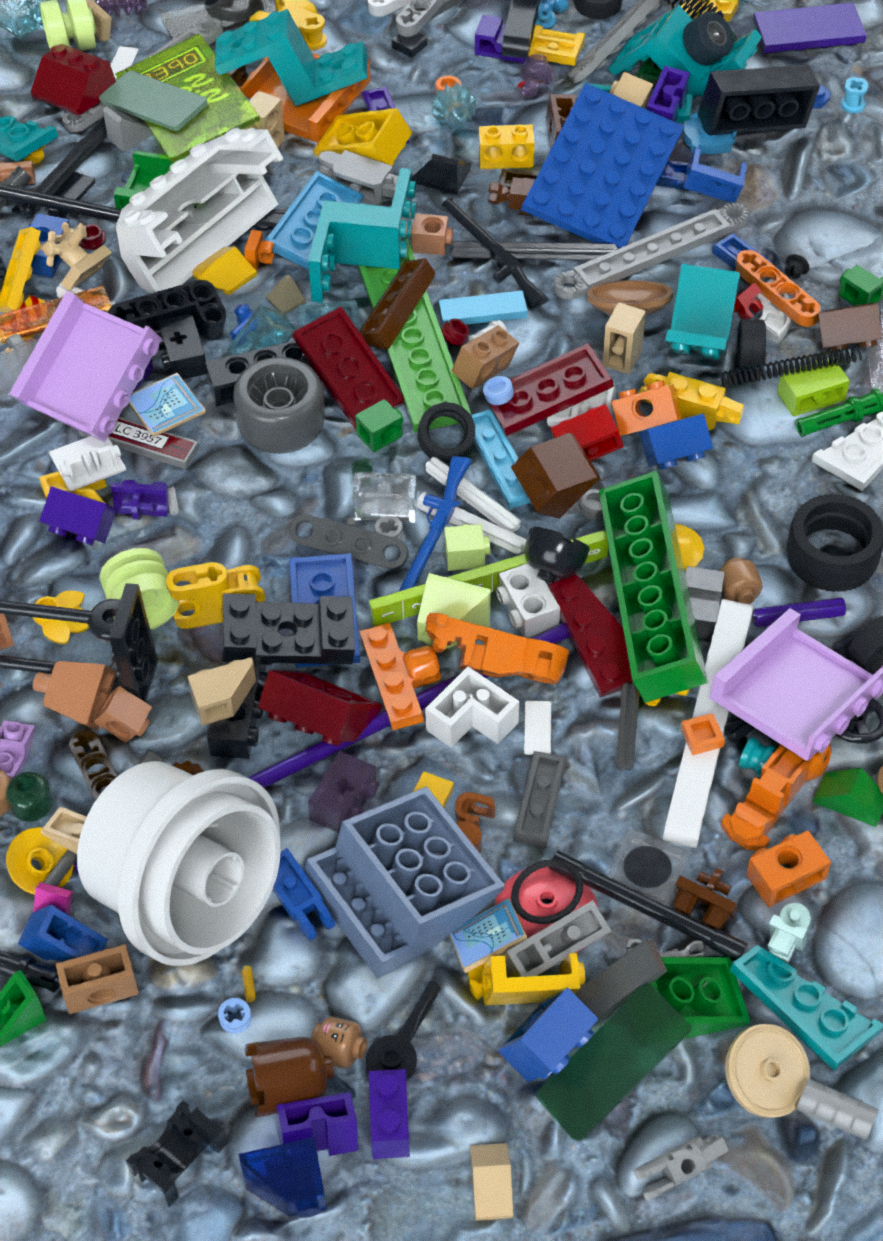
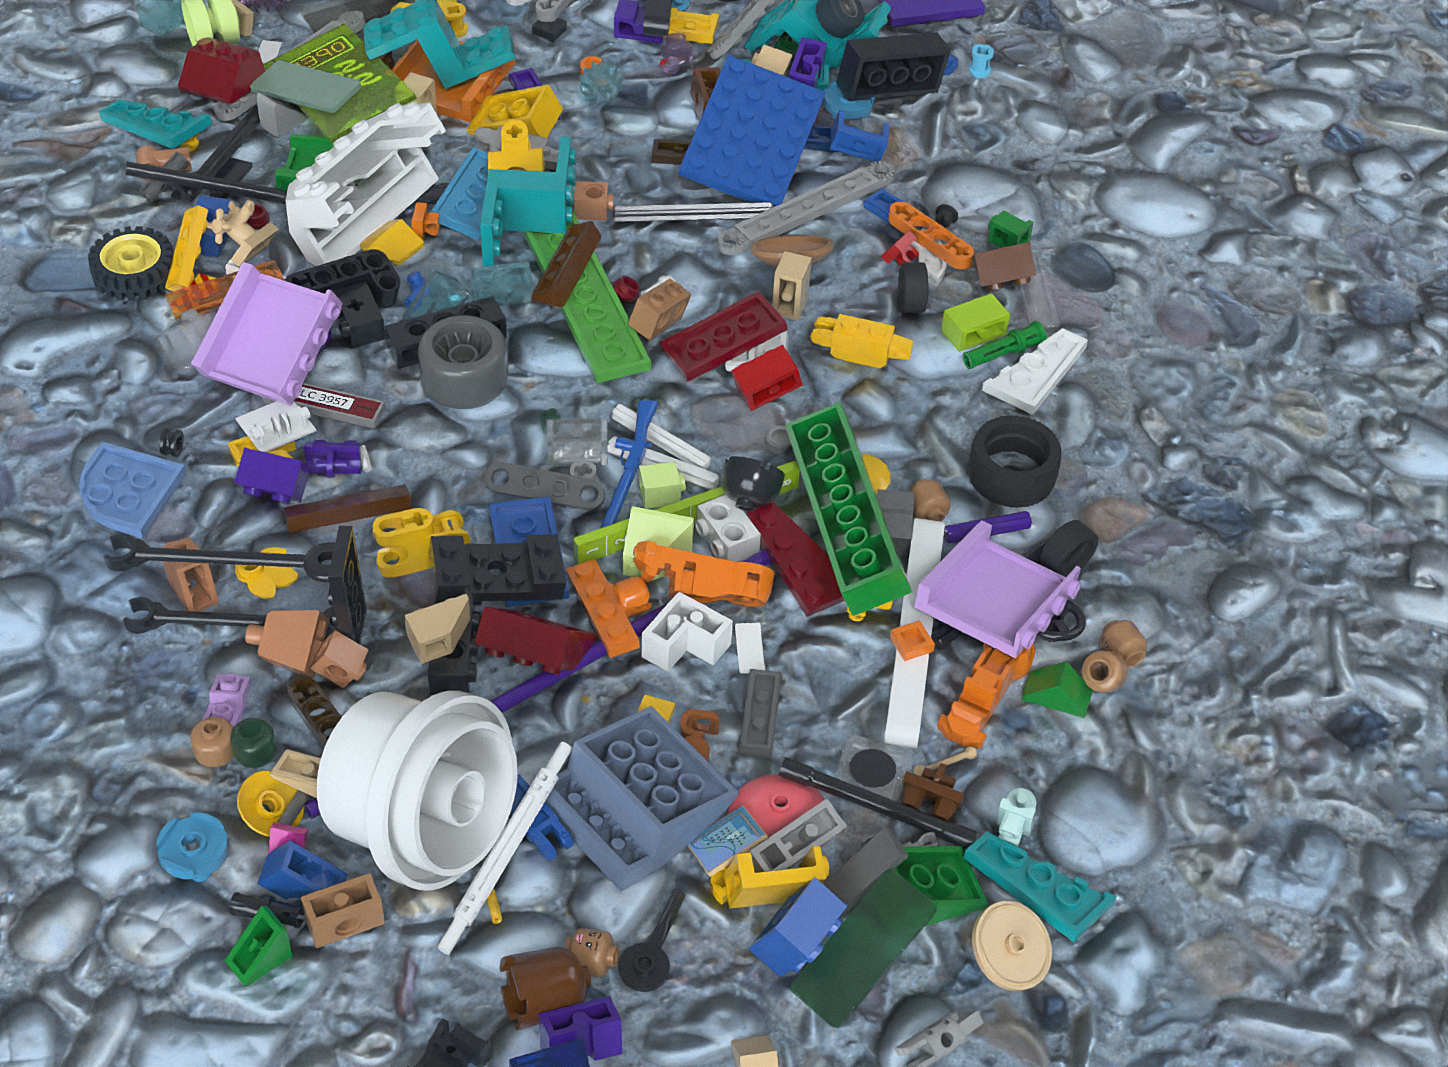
camera: 10 degrees left, 5 degrees down
(148, 570) = (323, 527): yellowish green wheel -> none
(165, 404) = (349, 368): piece -> none
(171, 548) = (347, 508): none -> reddish brown slope
(233, 1005) = (480, 927): light blue bush -> none
(264, 925) = (504, 848): none -> white axle
(285, 296) = (455, 262): dark tan slope -> none
(342, 791) = (567, 716): clear purple brick -> none
(346, 364) = (527, 325): dark red tile -> none
(357, 181) = (516, 150): none -> yellow piece
(379, 425) = (562, 377): green brick -> none
(389, 1114) = (649, 1015): dark purple brick -> none
(443, 174) = (598, 144): black slope -> none
(449, 410) = (634, 359): black tyre -> none
(484, 308) = (651, 266): medium azure tile -> none
(498, 390) = (676, 339): light blue tile -> none
(498, 457) = (684, 403): medium azure tile -> none
(505, 258) = (667, 219): black piece -> none
(506, 146) = (655, 118): yellow brick -> none
(515, 195) = (671, 161): reddish brown piece -> none
(553, 918) = (780, 821): black tyre -> none
(555, 474) = (741, 412): reddish brown slope -> none
(627, 727) = (837, 641): dark grey axle -> none
(628, 412) = (839, 347): orange brick -> none
(676, 440) = (852, 376): blue brick -> none
(696, 870) = (969, 753): none -> tan hinge
(703, 311) = (865, 257): teal bracket -> none
(755, 755) = (963, 659): teal wheel -> none
(779, 883) = (1023, 758): orange brick -> none
(791, 366) = (954, 305): black piece -> none
(837, 1109) = (1082, 977): light grey axle -> none

